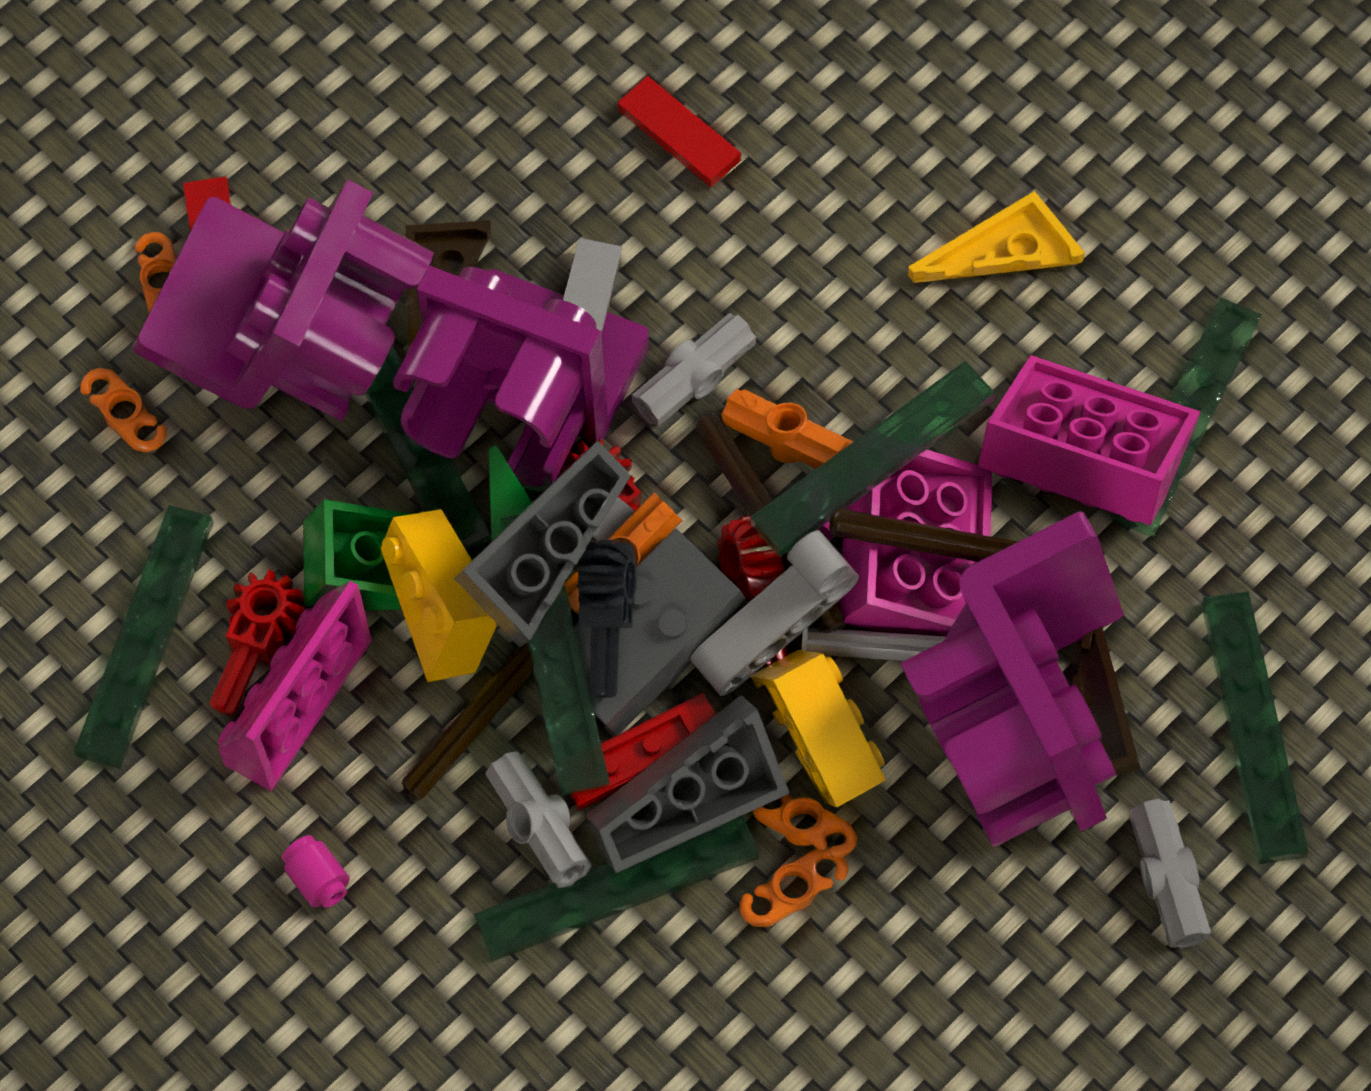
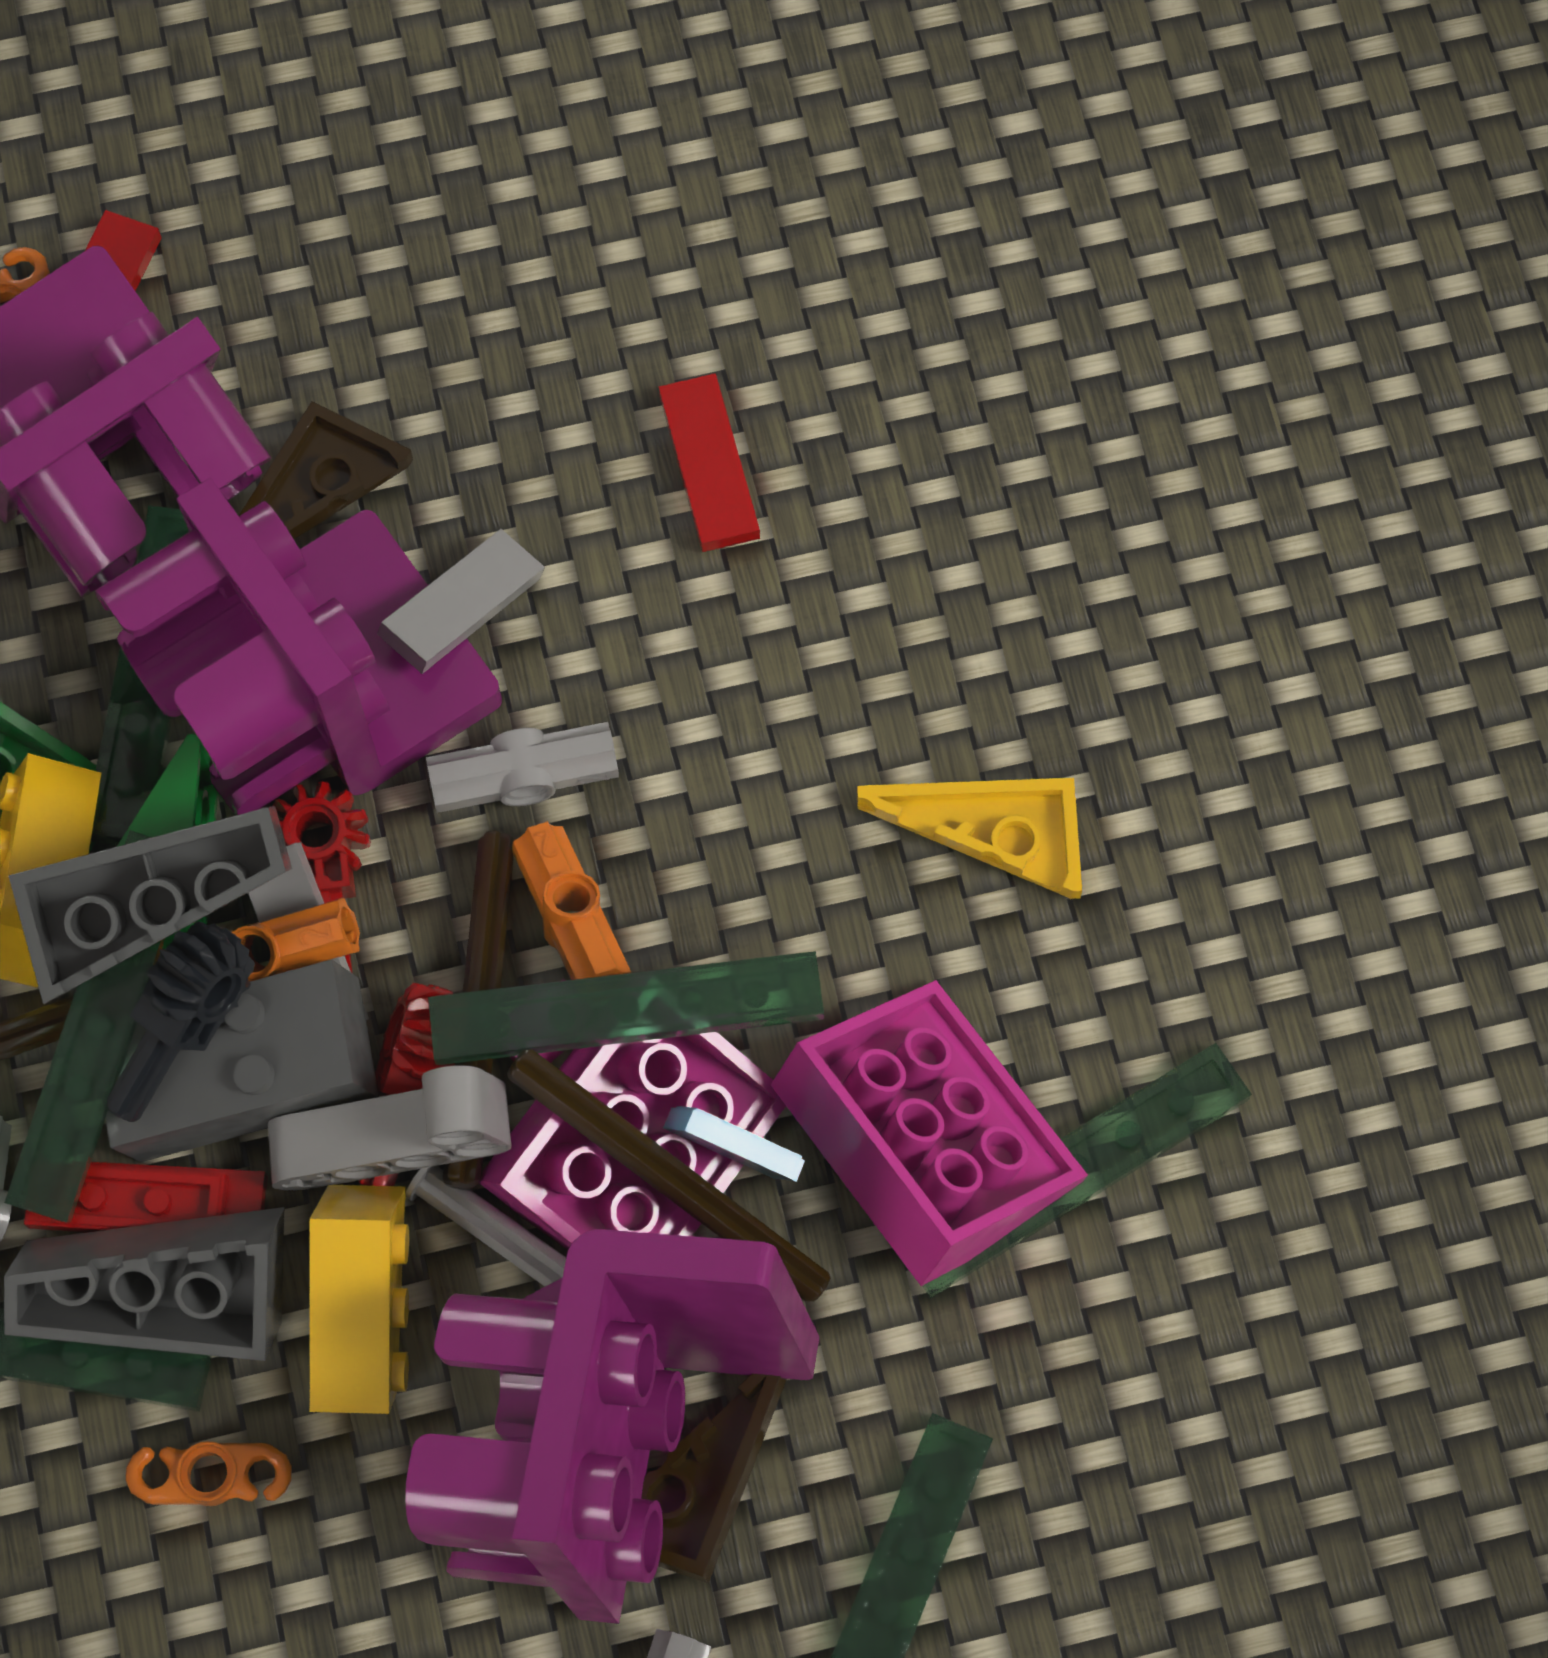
camera: 30 degrees right, 5 degrees up
(826, 824) = (293, 1422): orange piece -> none
(983, 507) = (734, 1143): none -> tile

